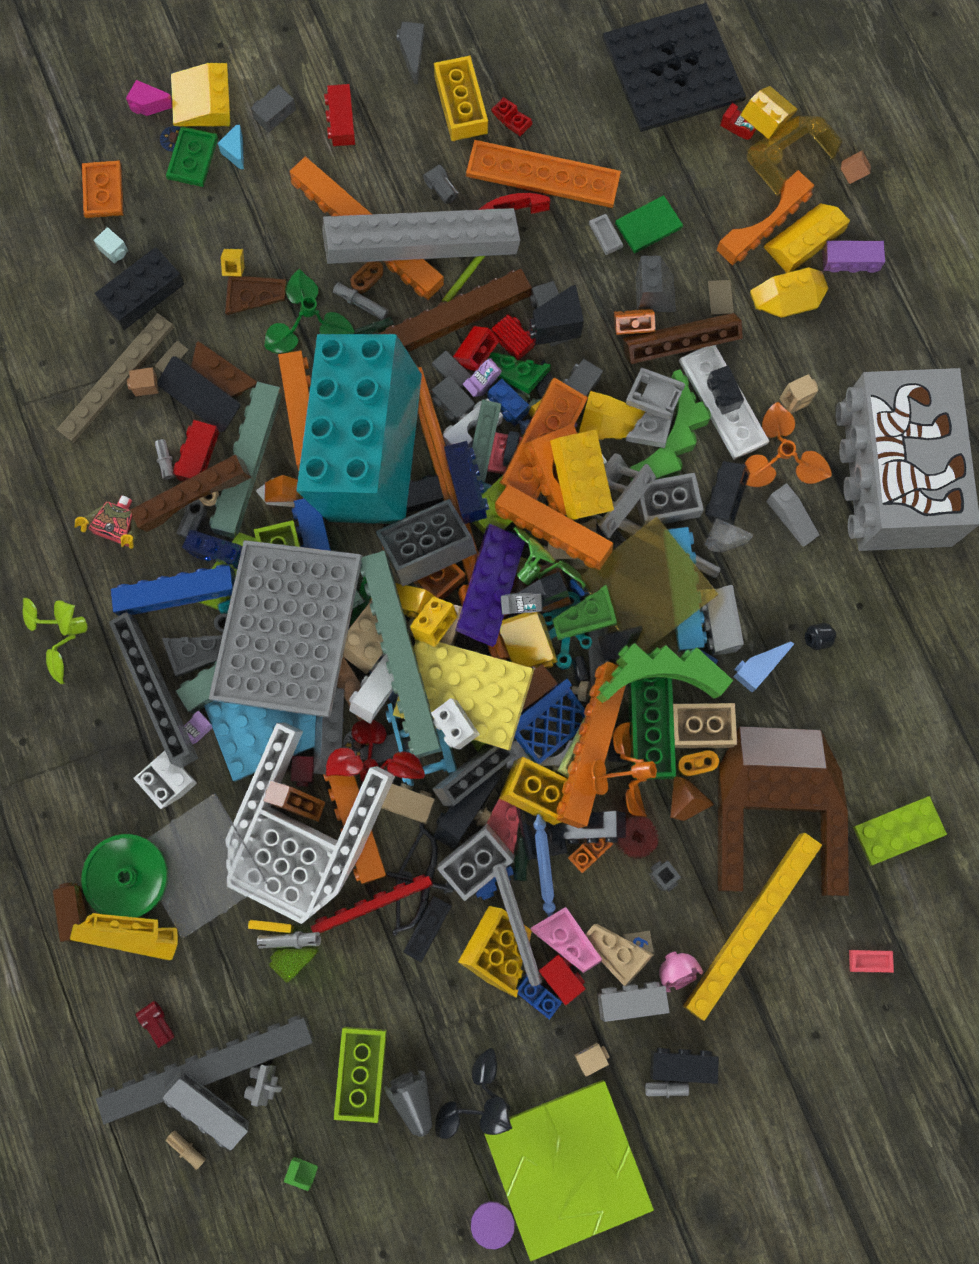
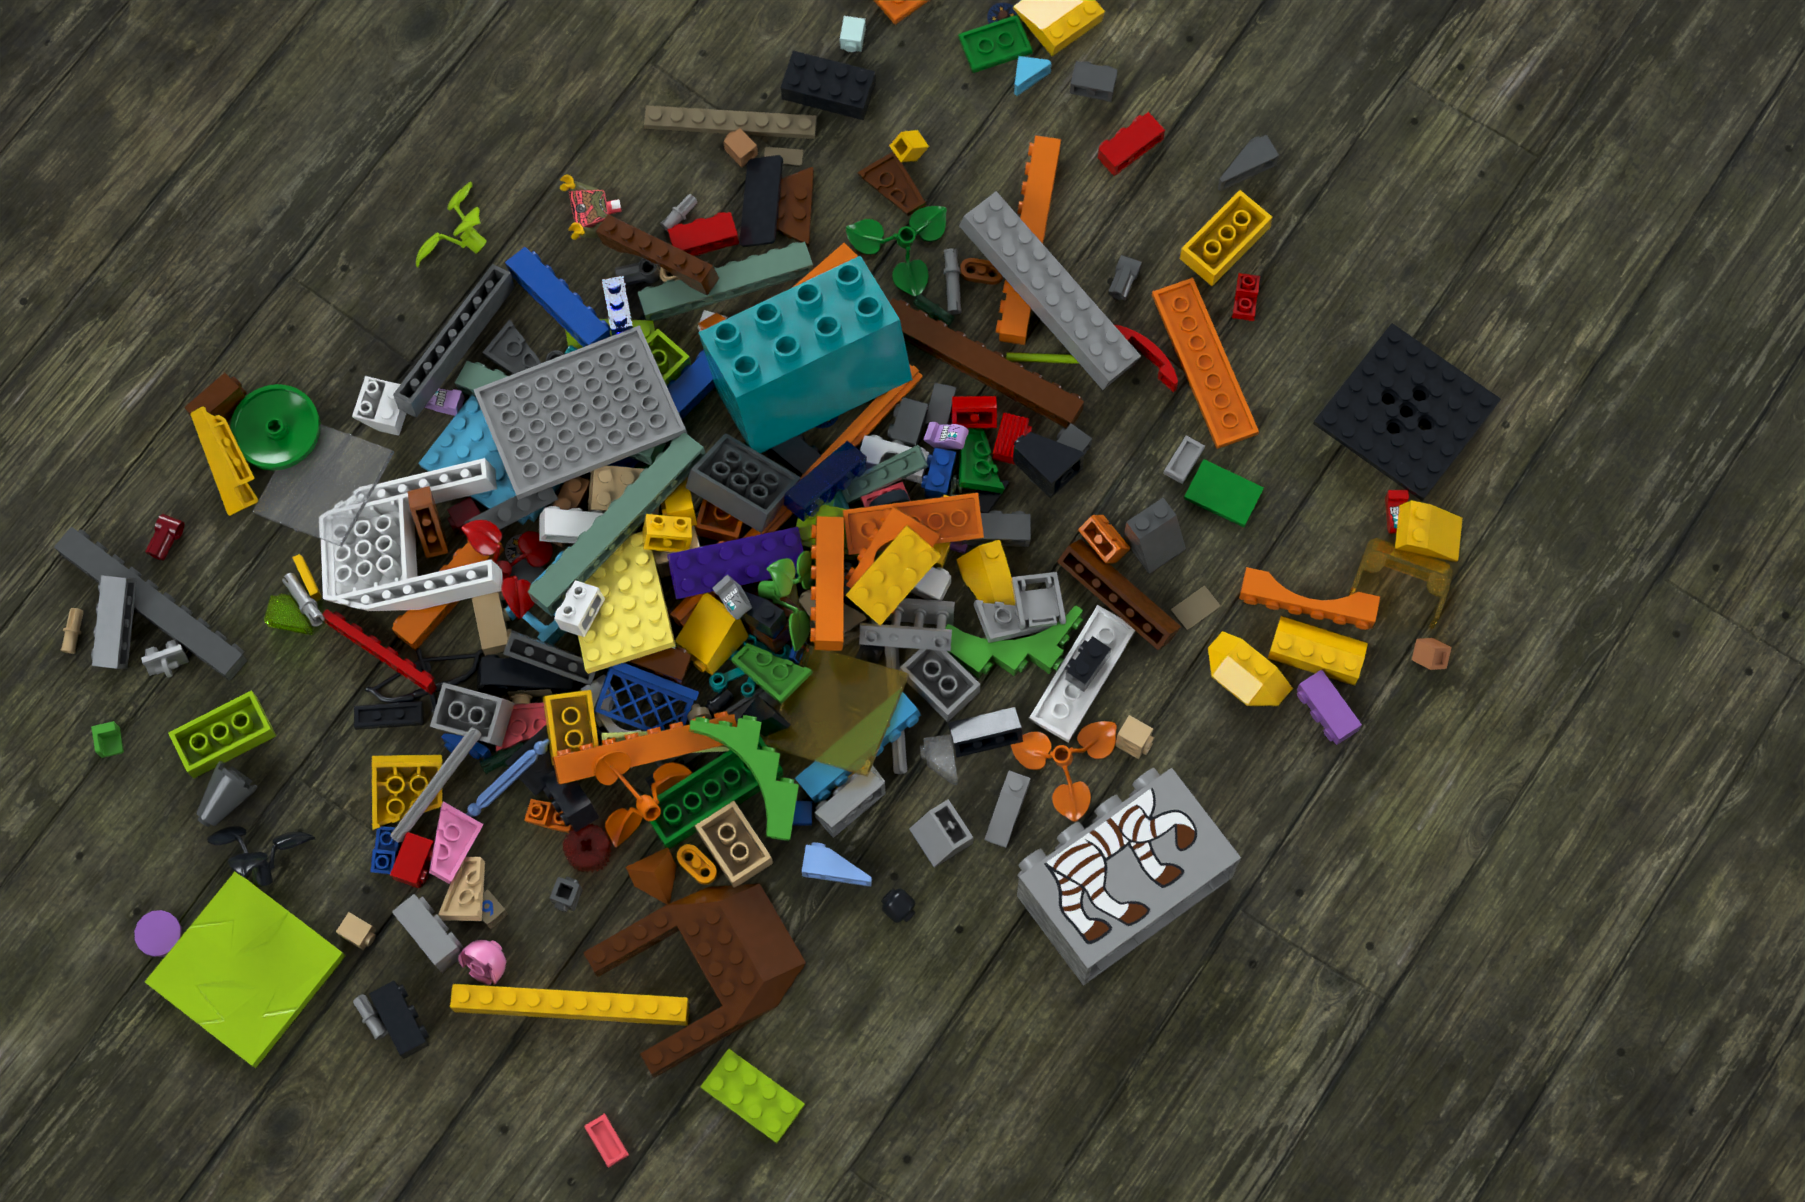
camera: 65 degrees right, 5 degrees down
(786, 571) = (941, 833): none -> light grey slope

